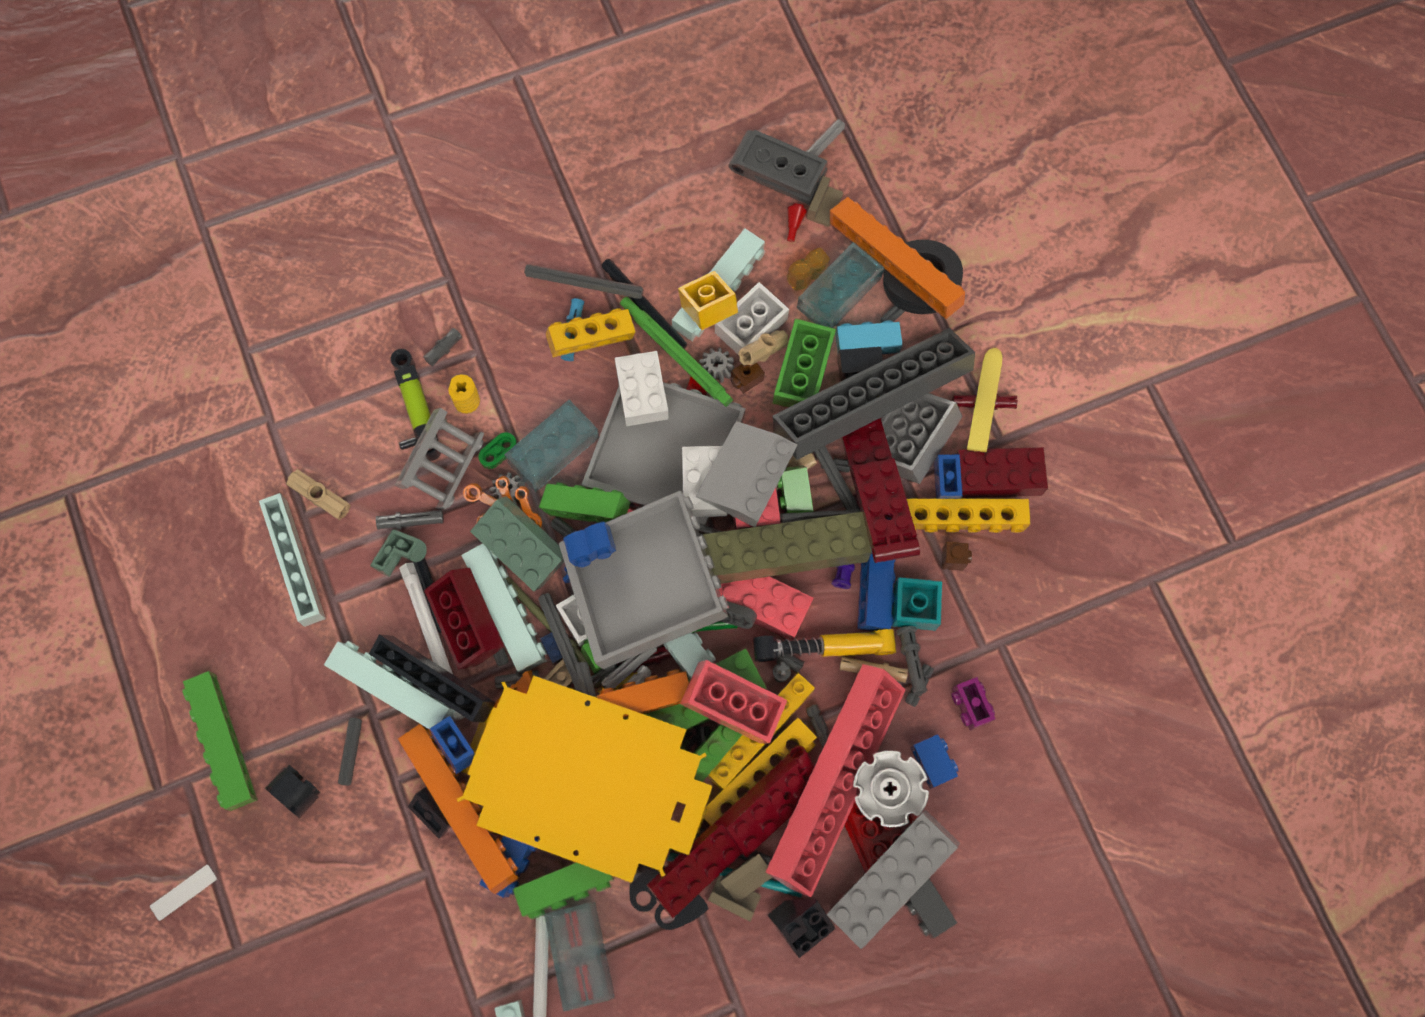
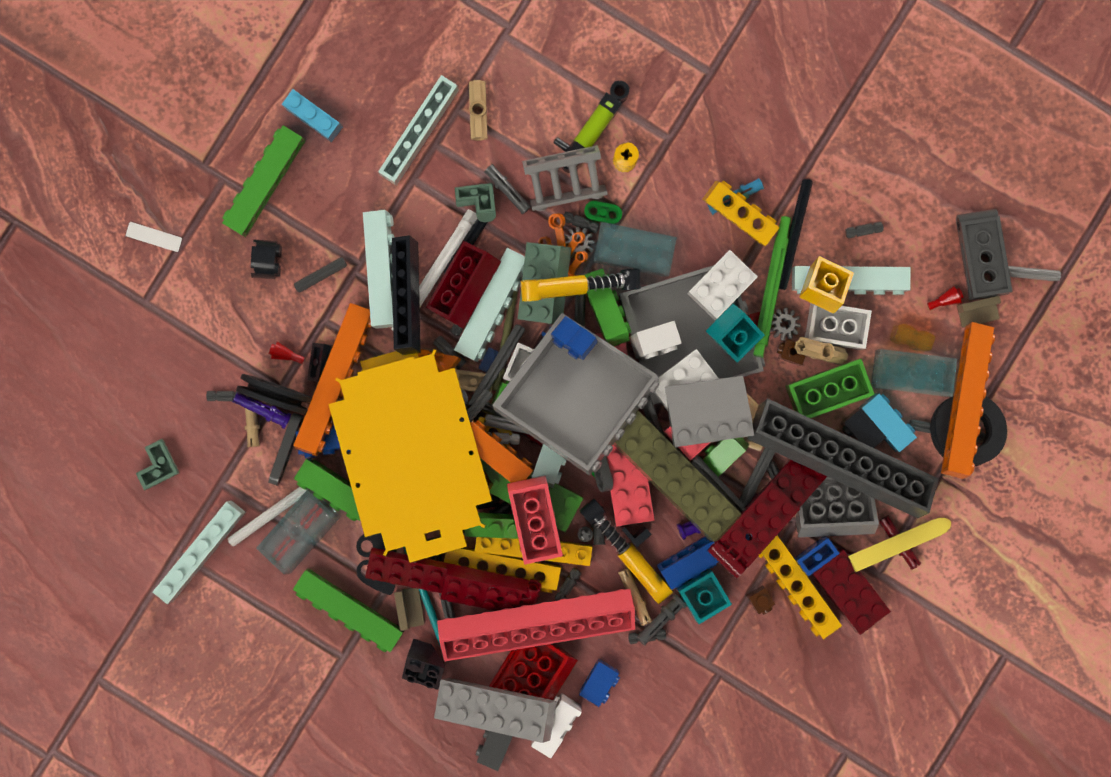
camera: 55 degrees right, 15 degrees up
(197, 649) = (312, 115): none -> medium azure brick
(391, 933) = (220, 395): none -> dark grey axle
(393, 844) = (280, 352): none -> red cone
(425, 874) = (274, 394): none -> black tyre
(440, 927) = (252, 428): none -> tan pin
(442, 347) = (652, 111): dark grey pin -> none
(442, 898) = (270, 413): none -> dark purple pin
(452, 744) = (371, 346): blue brick -> none
(489, 910) = (285, 449): none -> dark grey beam
(493, 474) = (581, 222): none -> dark grey axle
(543, 510) = (577, 285): none -> yellow piece
(584, 281) = (779, 176): dark grey axle -> none
(647, 474) = (656, 339): none -> white brick
(684, 246) = (862, 230): none -> dark grey axle
(692, 404) = (735, 333): none -> teal brick
(692, 962) = (348, 609): none -> bright green brick
(746, 877) = (427, 607): dark tan panel -> none
(819, 625) = (639, 537): none -> black panel
(877, 802) = (539, 665): white piece -> none
(946, 815) = (565, 714): none -> white wedge
(973, 704) = (658, 684): magenta brick -> none

